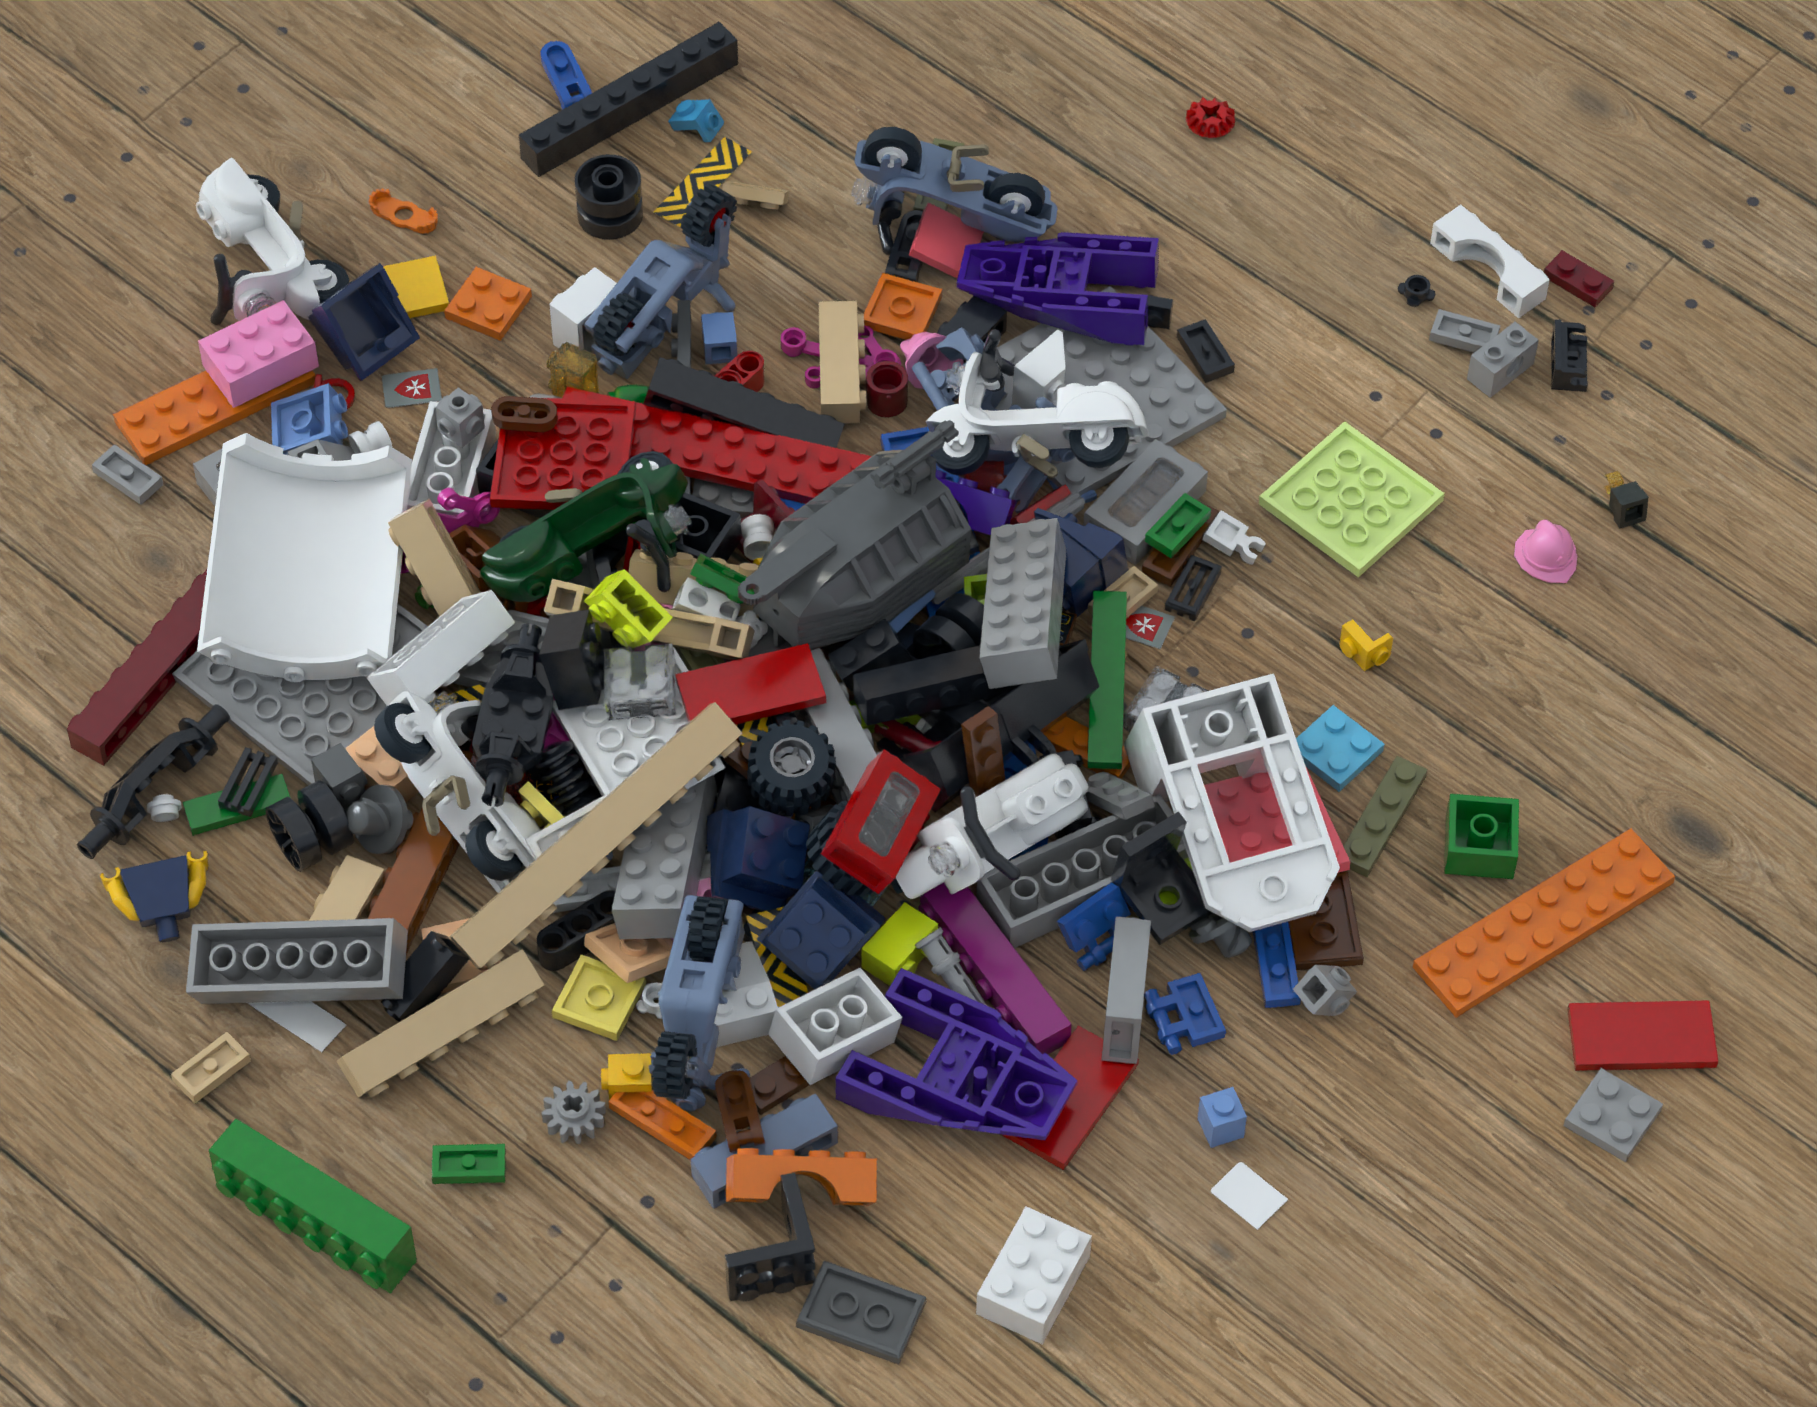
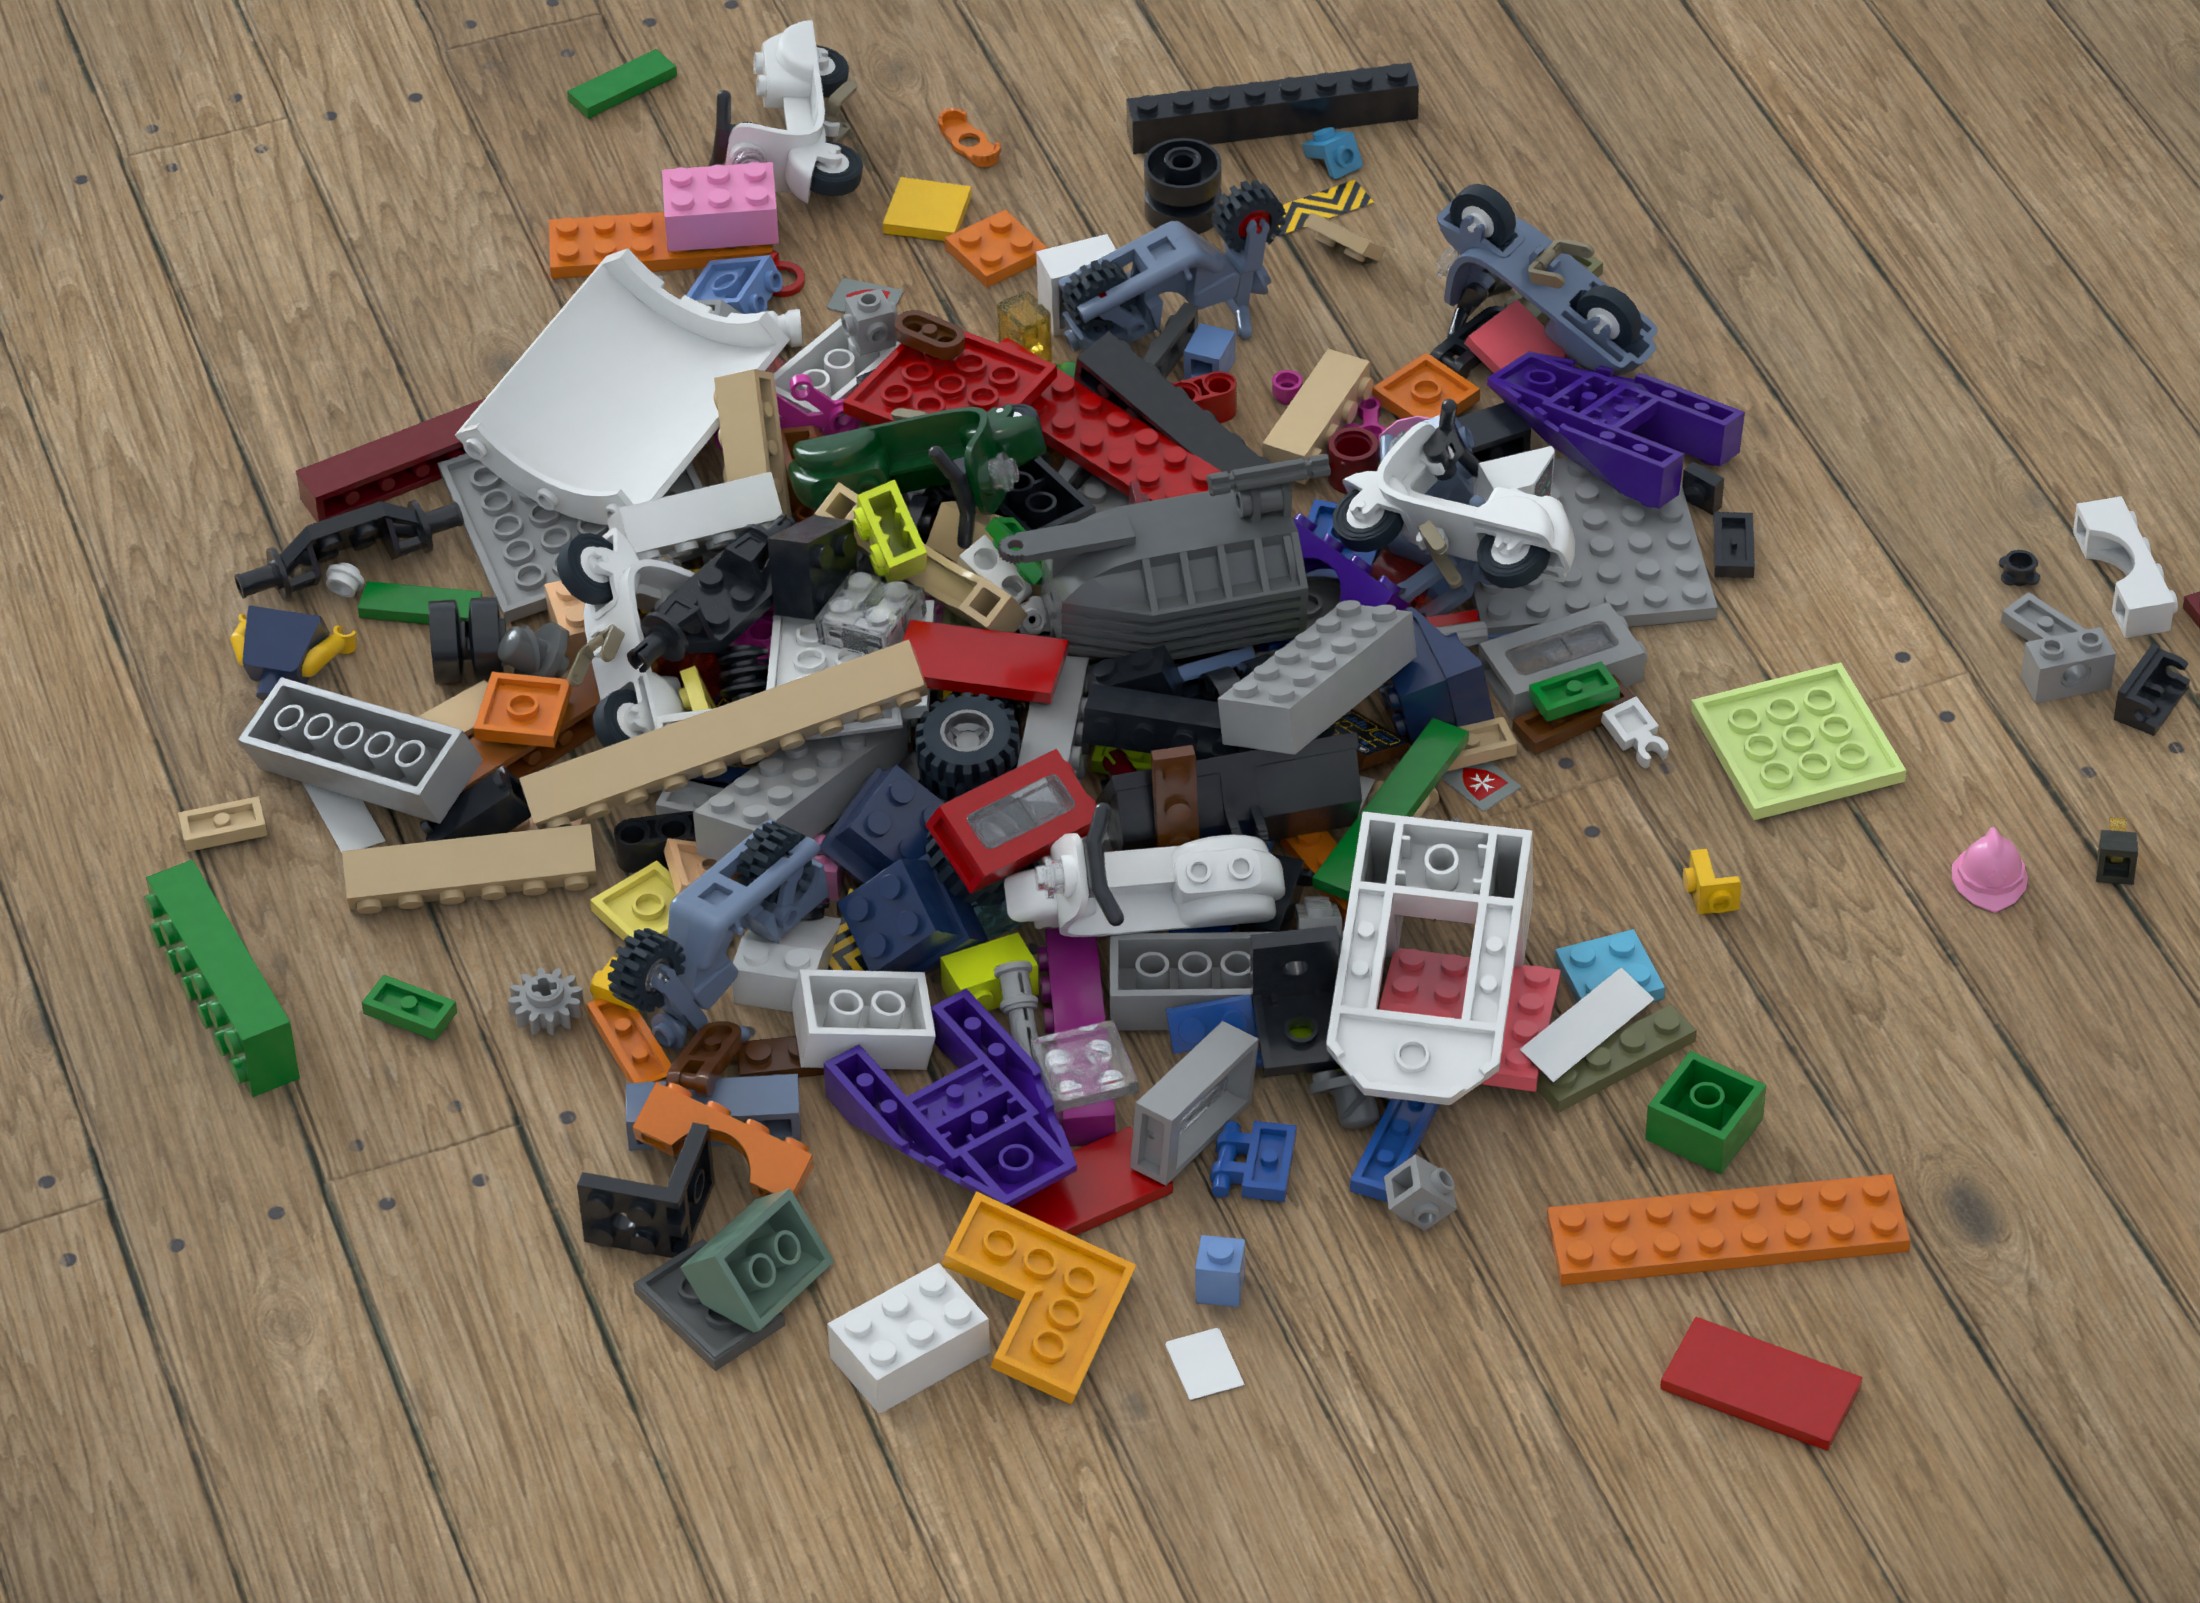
camera: 30 degrees right, 10 degrees down
(87, 264) = (622, 83): none -> green tile
(127, 474) = (524, 276): light grey plate -> none
(257, 759) = (436, 580): black tile -> none
(340, 774) = (523, 599): dark grey brick -> none
(365, 323) = (843, 209): dark blue piece -> none
(402, 870) = (522, 709): none -> orange plate
(564, 73) = (1223, 60): blue plate -> none
(885, 1263) = (758, 1261): none -> sand green slope
(1030, 994) = (1084, 1065): none -> clear plate
(1120, 1180) = (1063, 1290): none -> light orange plate
(1184, 608) = (1564, 768): black tile -> none
(1211, 126) = (1895, 337): red gear -> none
(1330, 934) = (1476, 1134): reddish brown tile -> none
(1356, 800) = (1587, 1024): none -> white sticker
(1613, 1115) = (1670, 1448): light grey plate -> none

